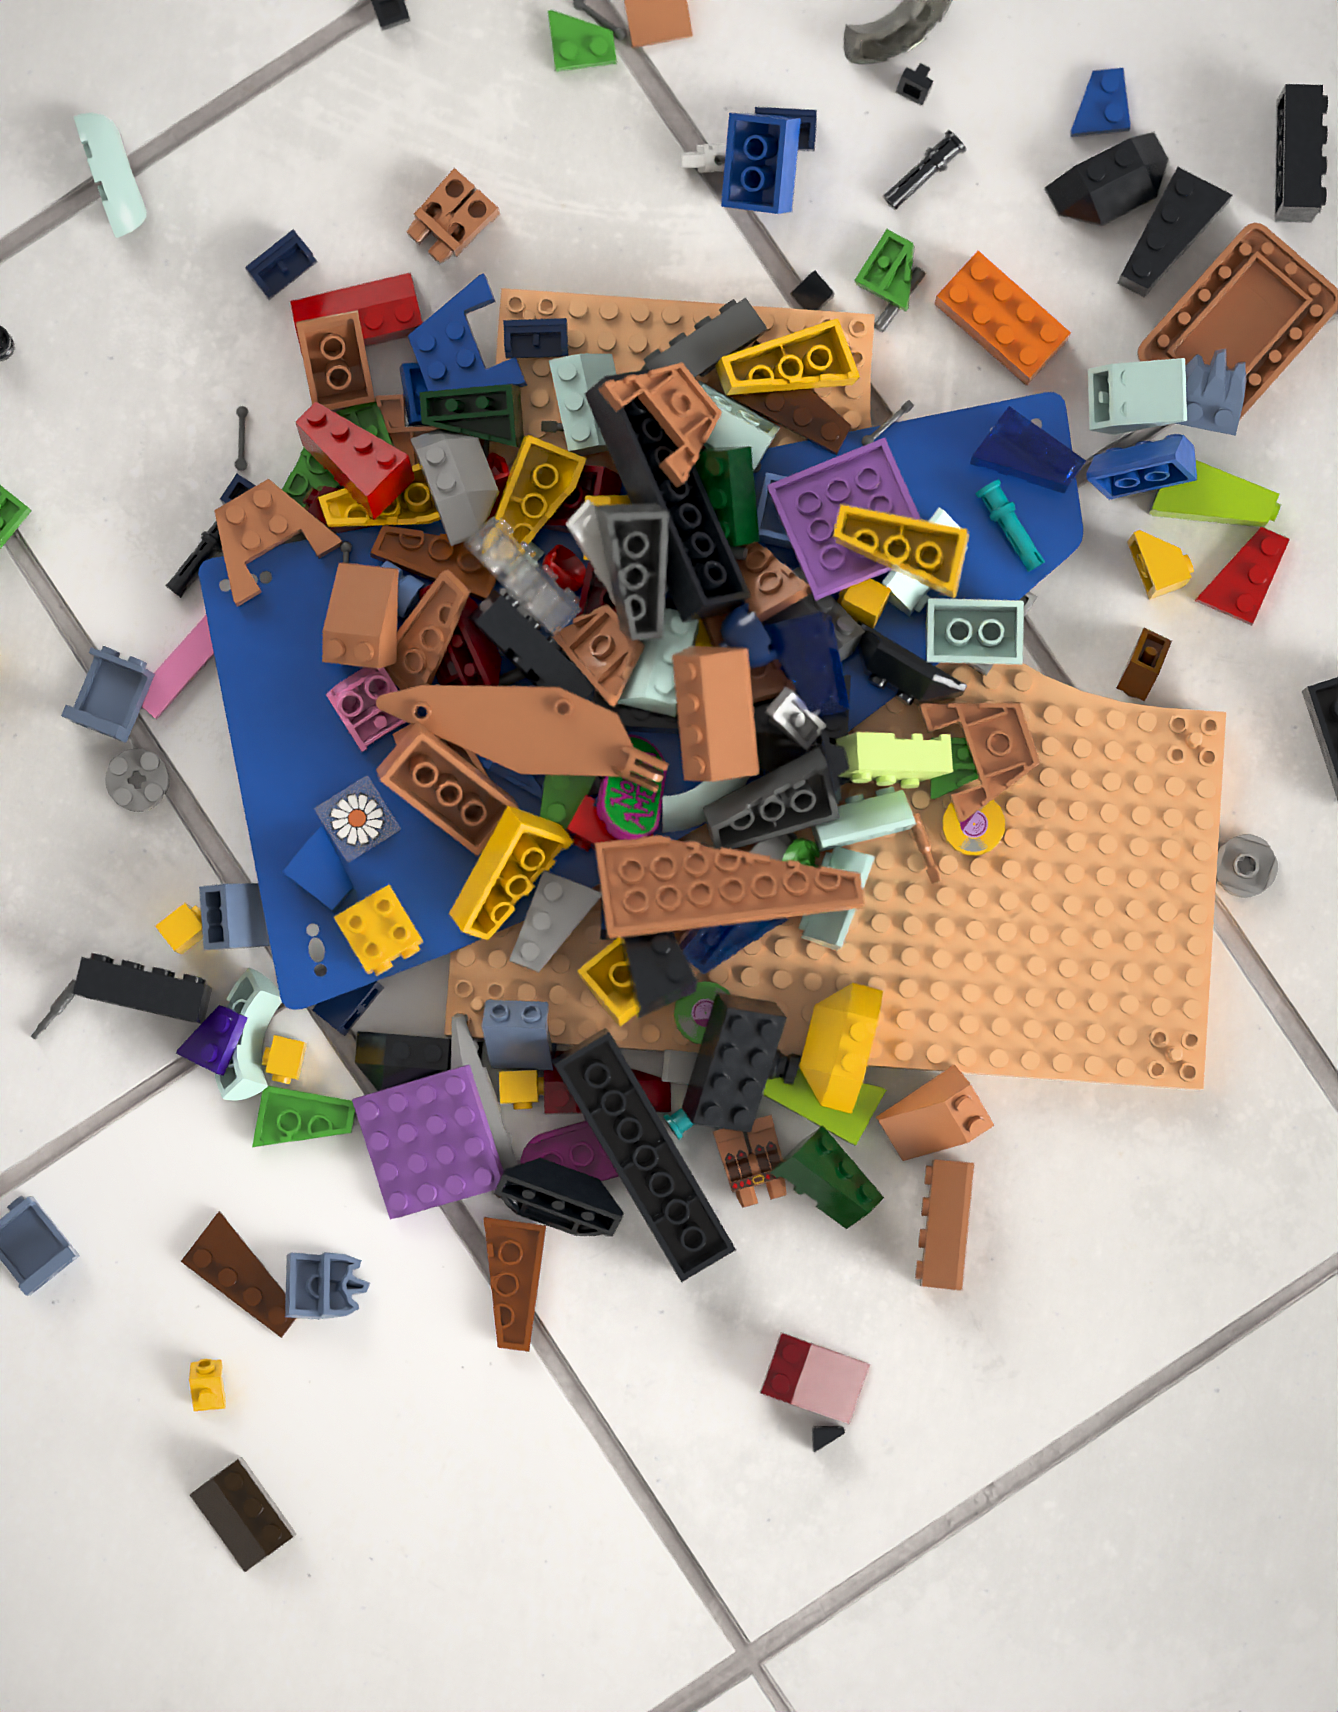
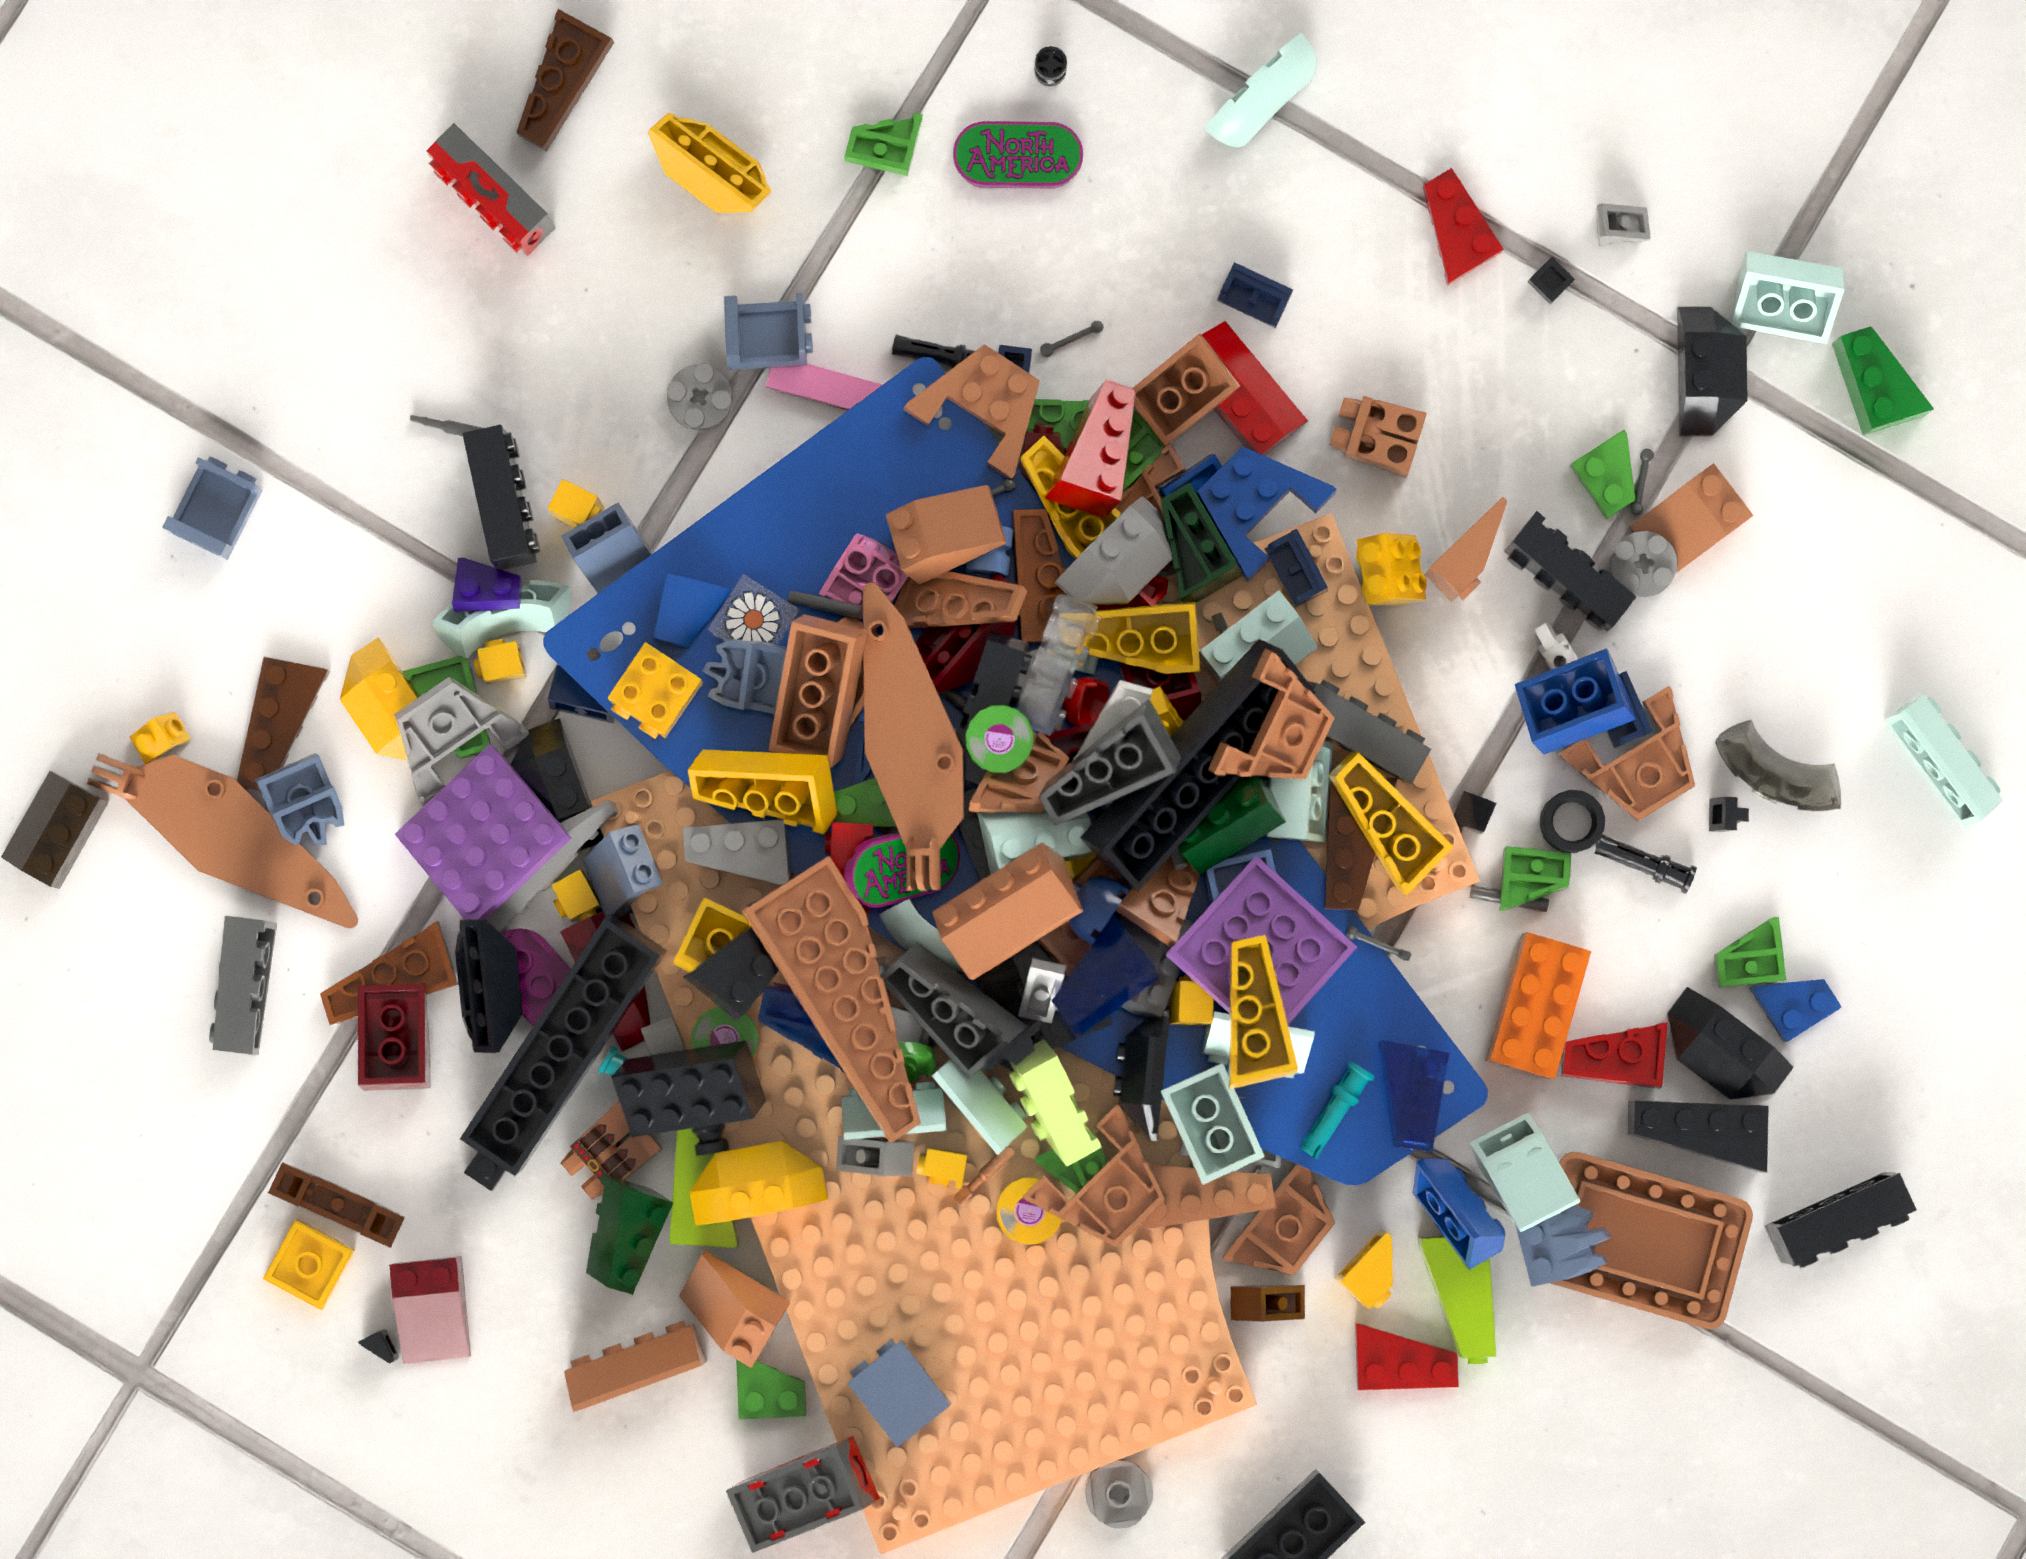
camera: 60 degrees right, 0 degrees up
(59, 408) = (1018, 154): none -> tile
(277, 1173) = (373, 694): none -> yellow wedge
(308, 64) = (1460, 228): none -> red wing
(316, 1133) = (444, 721): none -> light grey wing
(319, 1365) = (225, 833): none -> nougat wing
(374, 750) = (825, 604): none -> dark grey piece
(404, 843) = (747, 675): none -> sand blue plate
(459, 1410) = (242, 984): none -> dark grey wedge
(564, 652) = (999, 738): none -> bright green tile
(566, 1300) = (393, 1037): none -> dark red slope
(574, 261) = (1391, 569): none -> yellow brick
(595, 192) = (1465, 560): none -> nougat slope
(648, 115) = (1569, 573): none -> black wedge
(655, 58) = (1655, 548): none -> light grey plate
(686, 1416) = (336, 1204): none -> reddish brown slope
(717, 1276) = (485, 1171): none -> black plate
(725, 1466) = (308, 1264): none -> yellow tile
(849, 132) = (1647, 773): none -> nougat wing
(866, 932) = (875, 1156): none -> light grey slope
(871, 194) = (1597, 825): none -> black tyre
(902, 878) = (942, 1166): none -> yellow brick
(1021, 1122) = (768, 1392): none -> bright green wing
(1031, 680) = (1191, 1201): none -> nougat wing
(1046, 120) = (1753, 957): none -> bright green wing
(1074, 1006) = (898, 1392): none -> sand blue panel
(1078, 270) = (1620, 1058): none -> red wing
(1087, 619) = (1287, 1234): none -> nougat wing
(1122, 1129) = (802, 1494): none -> dark grey piece

